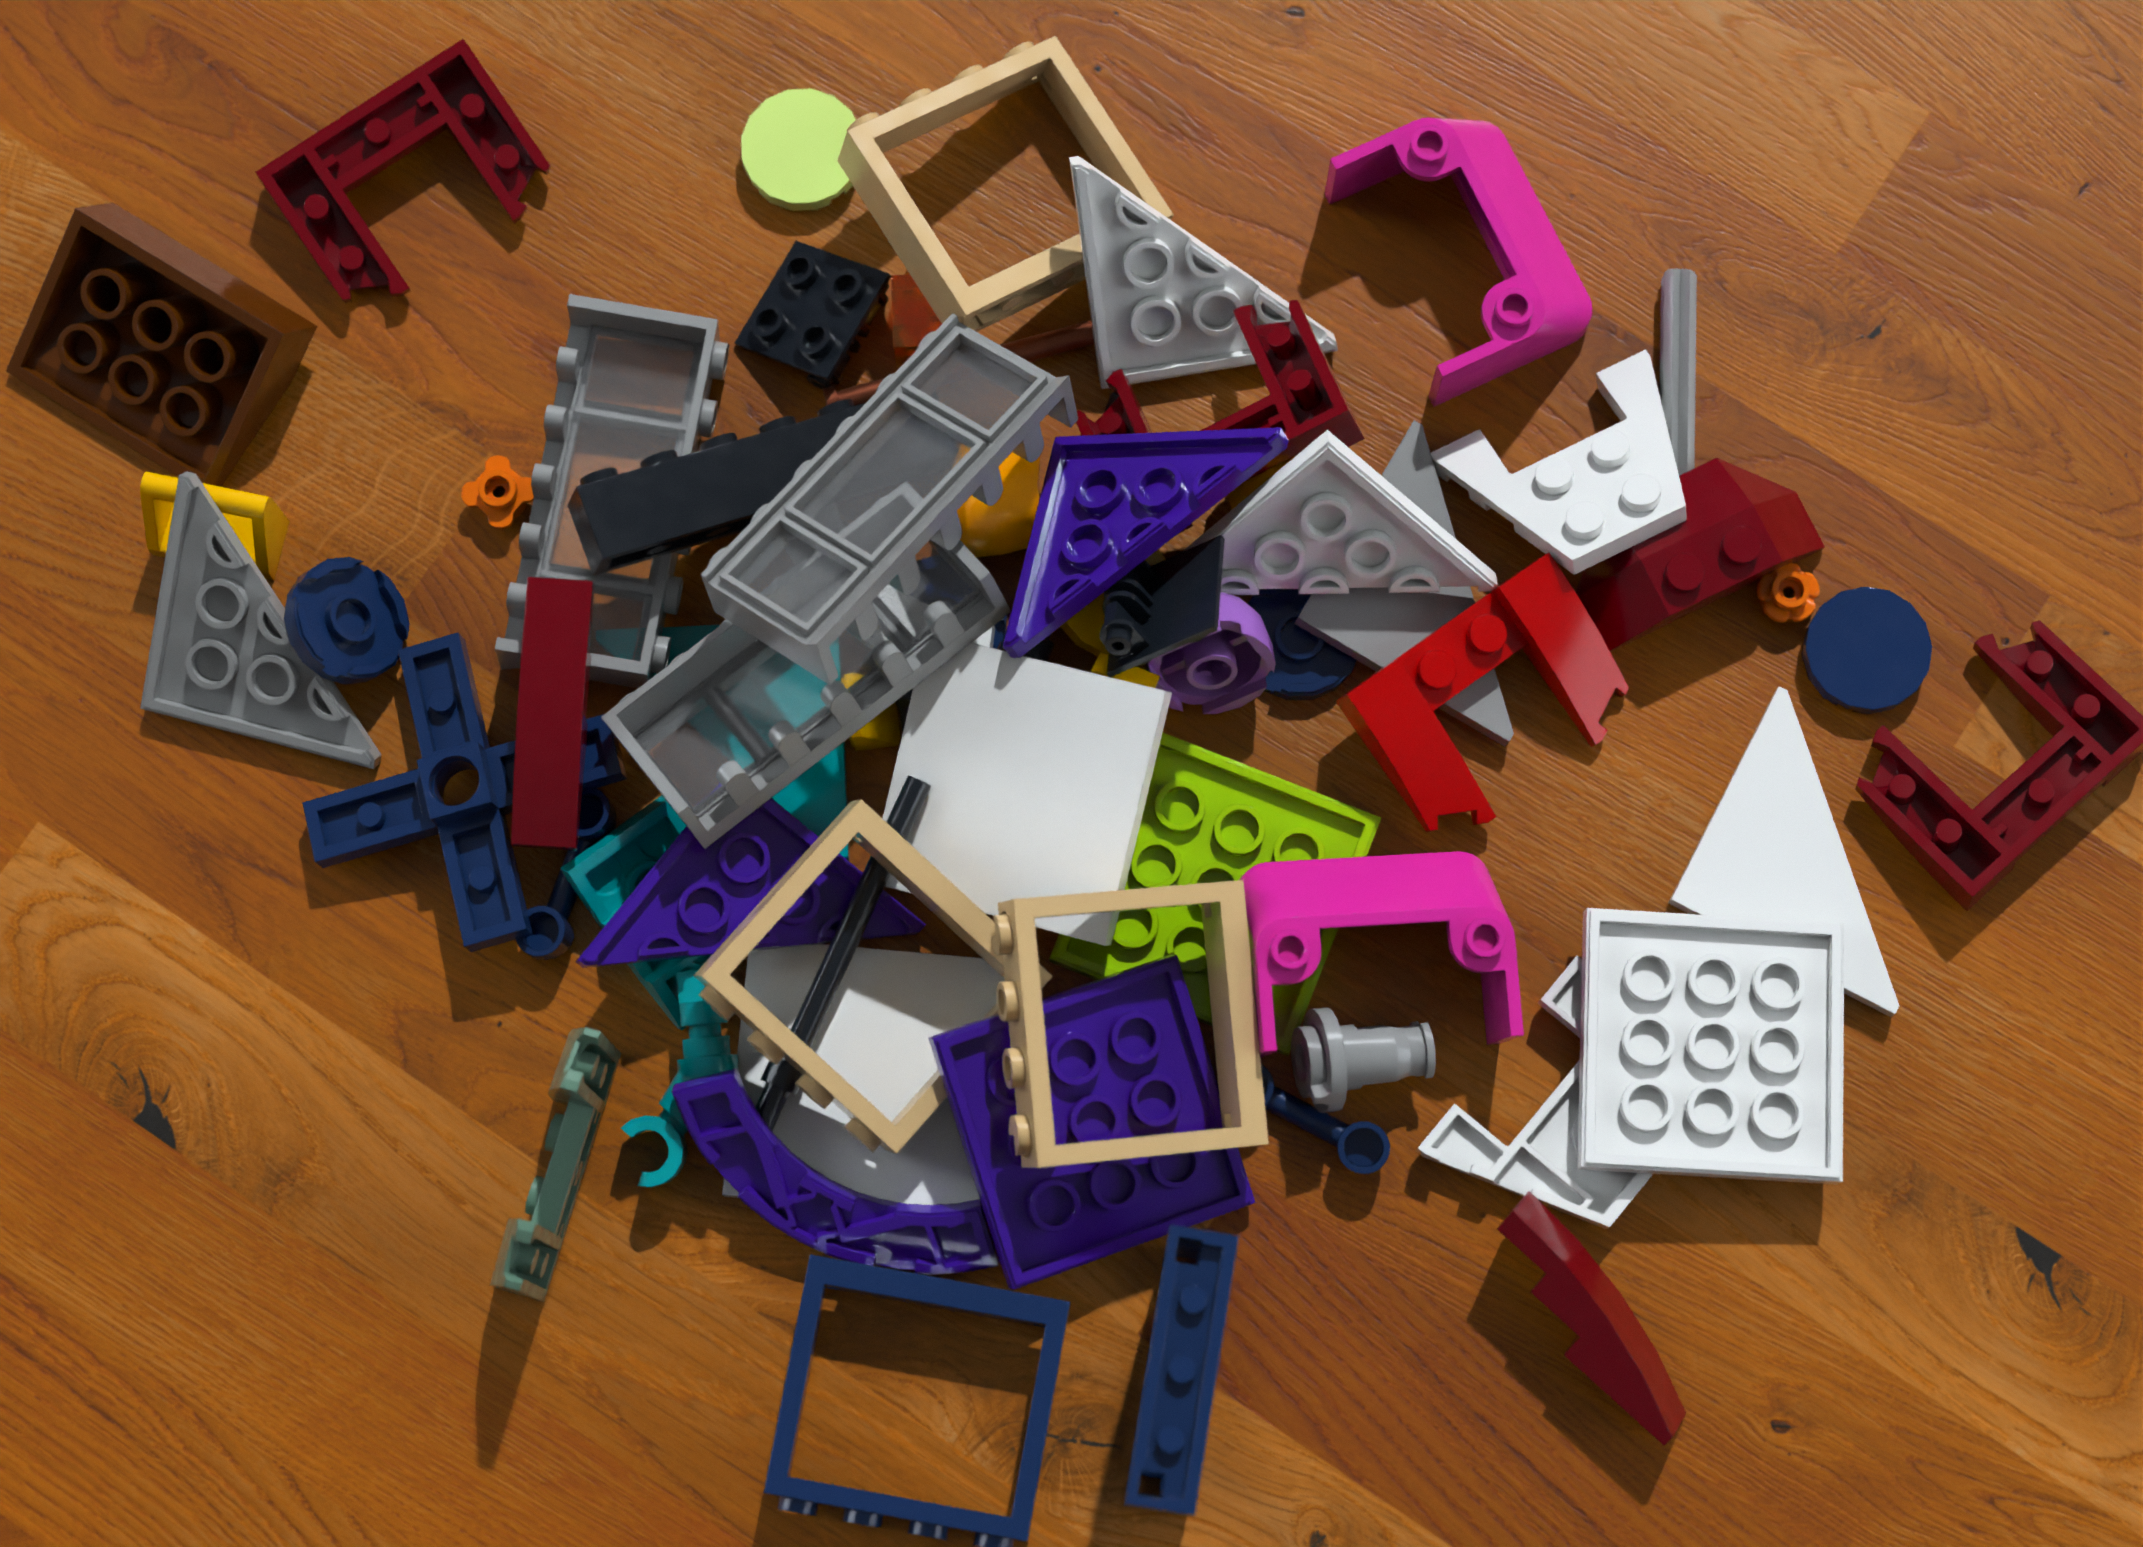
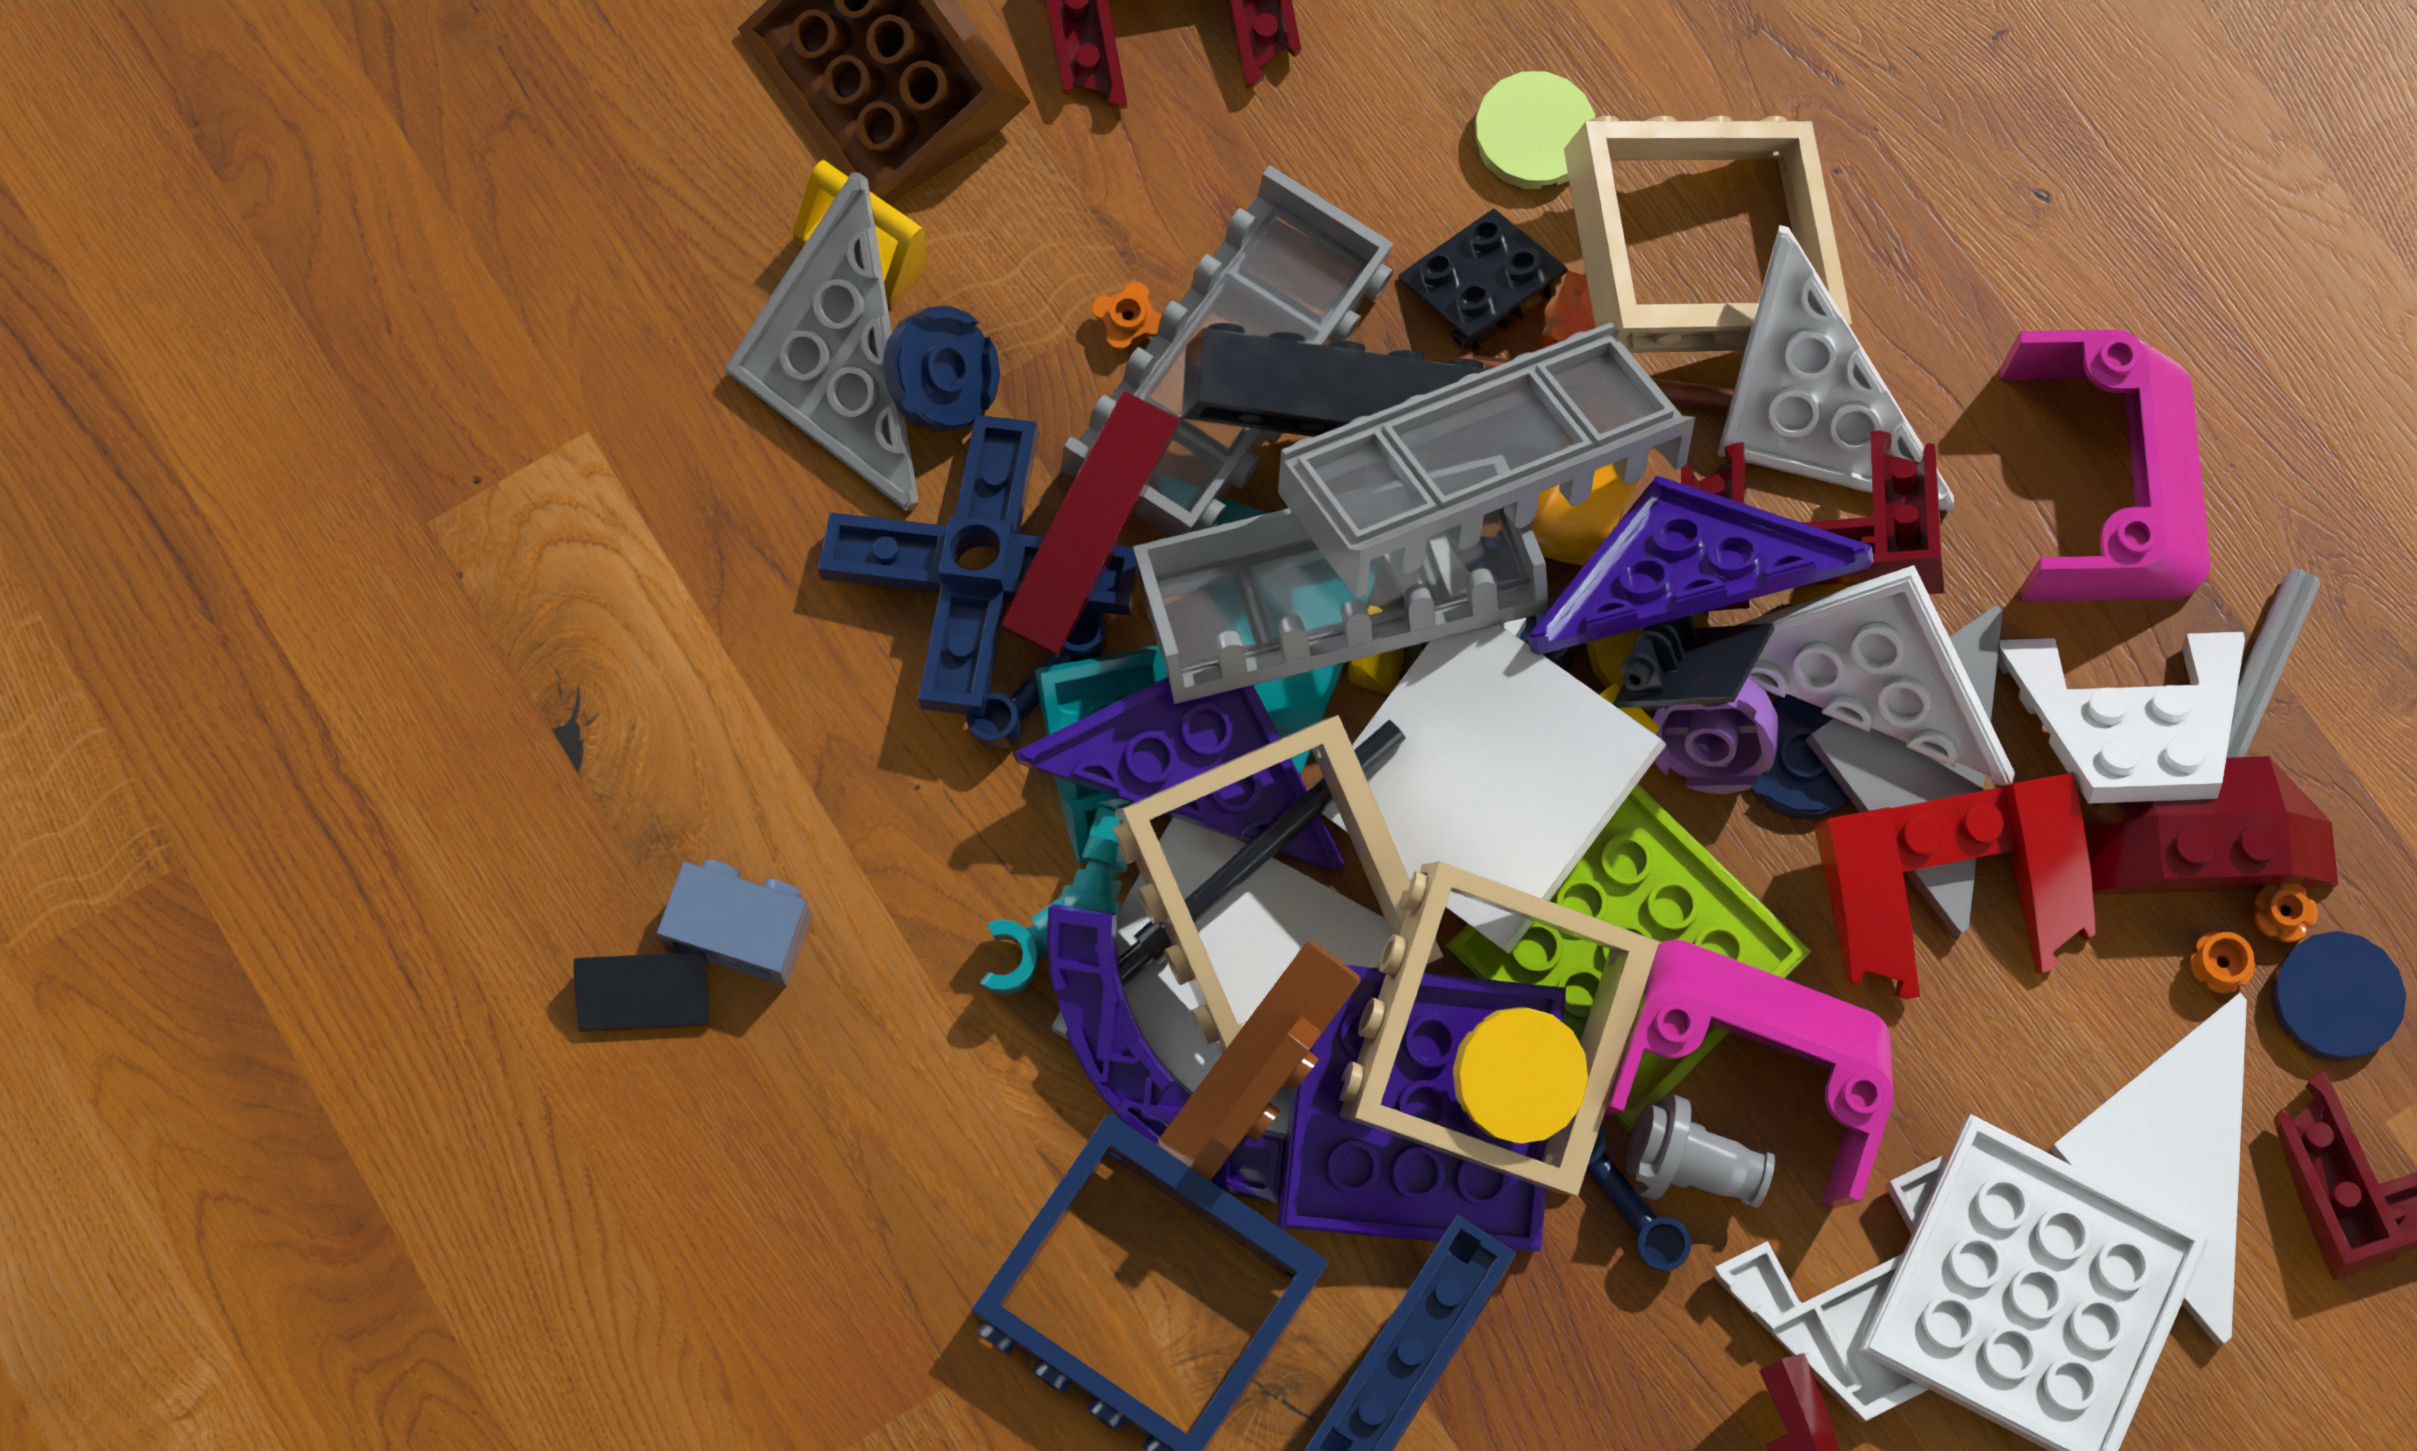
camera: 20 degrees right, 5 degrees down
(329, 1331) = (642, 991): none -> black slope
(386, 1227) = (736, 921): none -> sand blue brick
(583, 1083) = (871, 983): sand green wedge -> none
(929, 1150) = (1259, 1060): none -> dark orange bracket
(1170, 1060) = (1520, 1075): none -> yellow tile
(1754, 647) = (2234, 950): none -> orange plate

